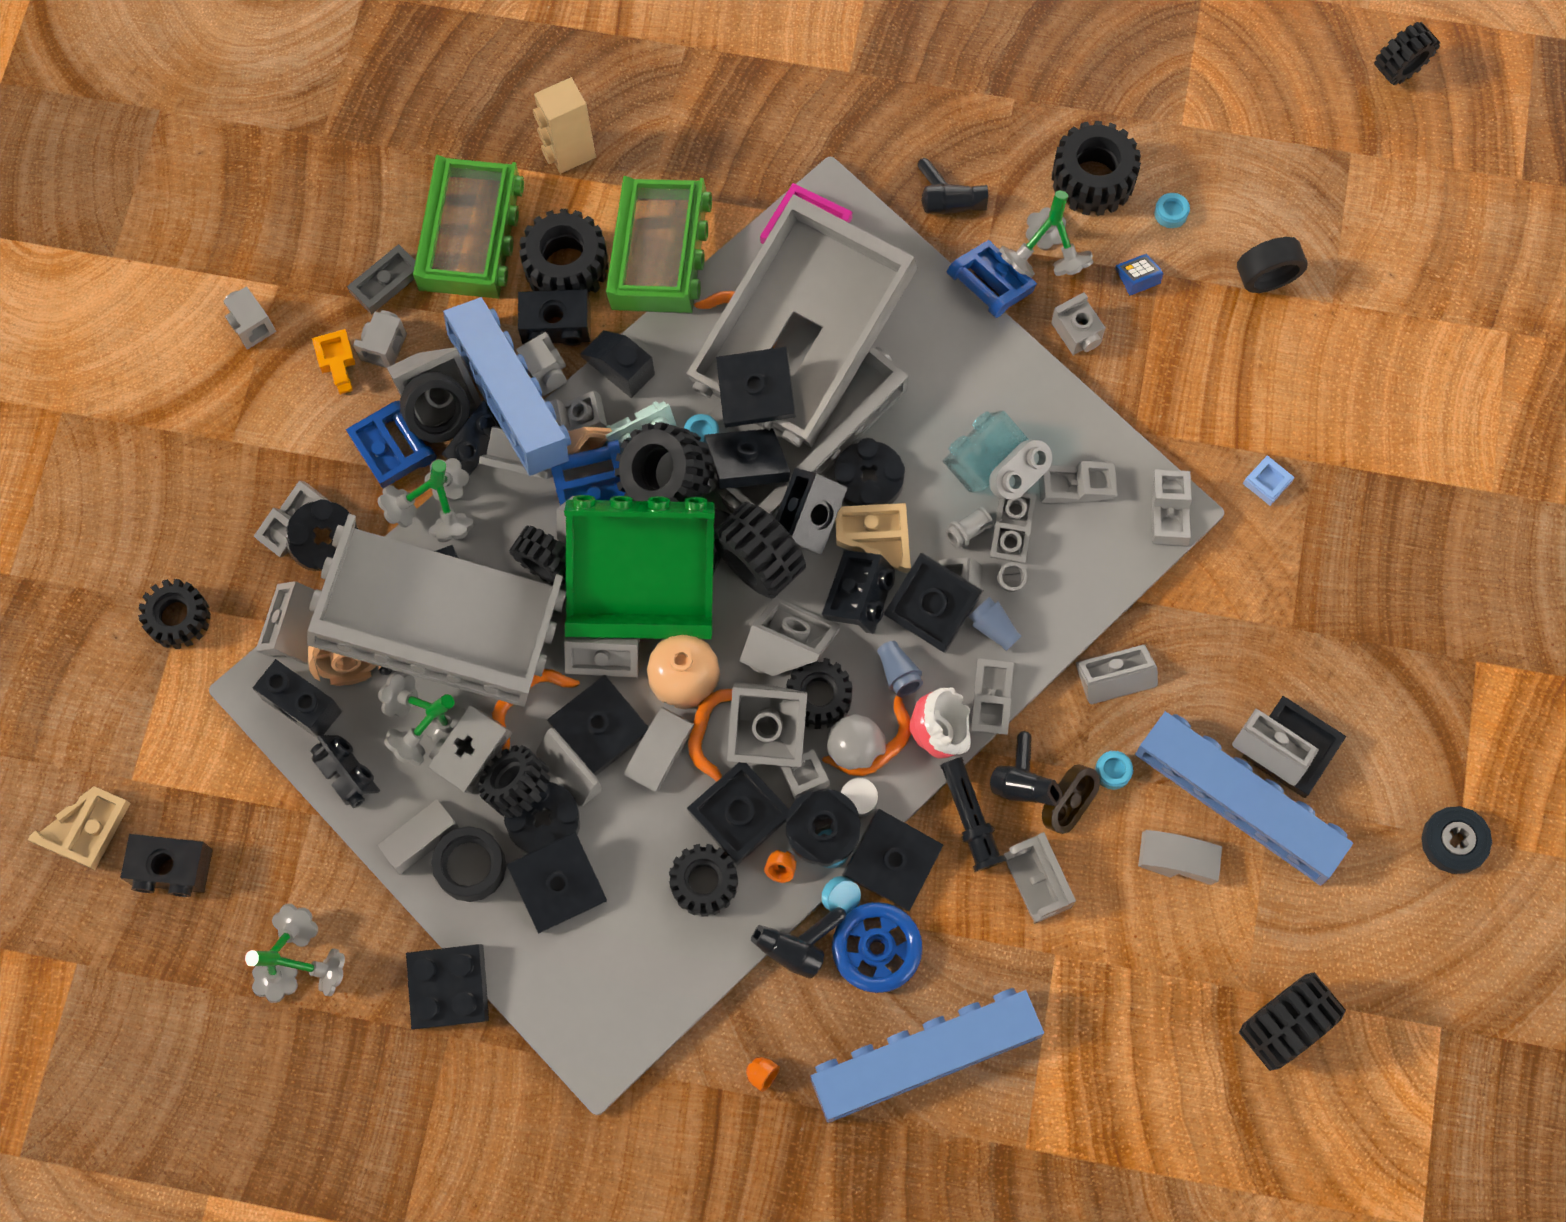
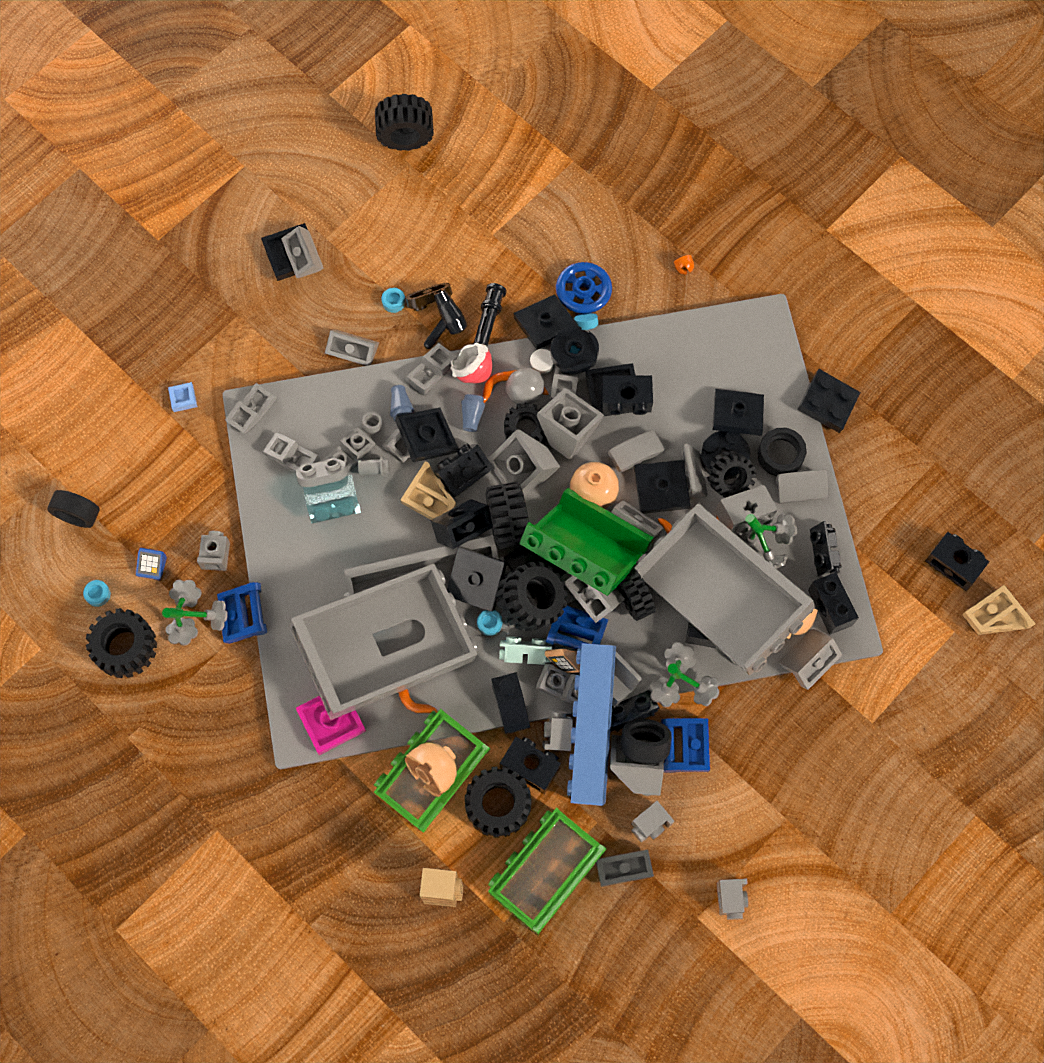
camera: 150 degrees left, 0 degrees up
(162, 598) = (892, 704): black tyre -> none
(273, 529) = (774, 735): light grey slope -> none
(276, 975) = (921, 464): light grey plant -> none
(301, 535) = (758, 693): black plate -> none
(334, 355) = (687, 831): light orange plate -> none
(652, 228) = (434, 766): none -> light nougat cylinder
(696, 858) = (663, 356): black tyre -> none
(697, 734) = (602, 454): orange animal -> none
(704, 820) = (636, 385): none -> black brick
(755, 387) = (442, 612): black plate -> none
(777, 873) = (608, 349): orange hinge -> none
(798, 953) = (627, 304): black piece -> none
(870, 455) = (412, 521): black plate -> none
(927, 1055) = (595, 221): medium blue brick -> none
(948, 198) = (227, 688): black piece -> none
(1039, 878) = (474, 268): light grey hinge -> none
(1179, 854) = (394, 235): light grey slope -> none
(1244, 798) = (339, 243): medium blue brick -> none
(1476, 840) = (238, 158): black bush -> none

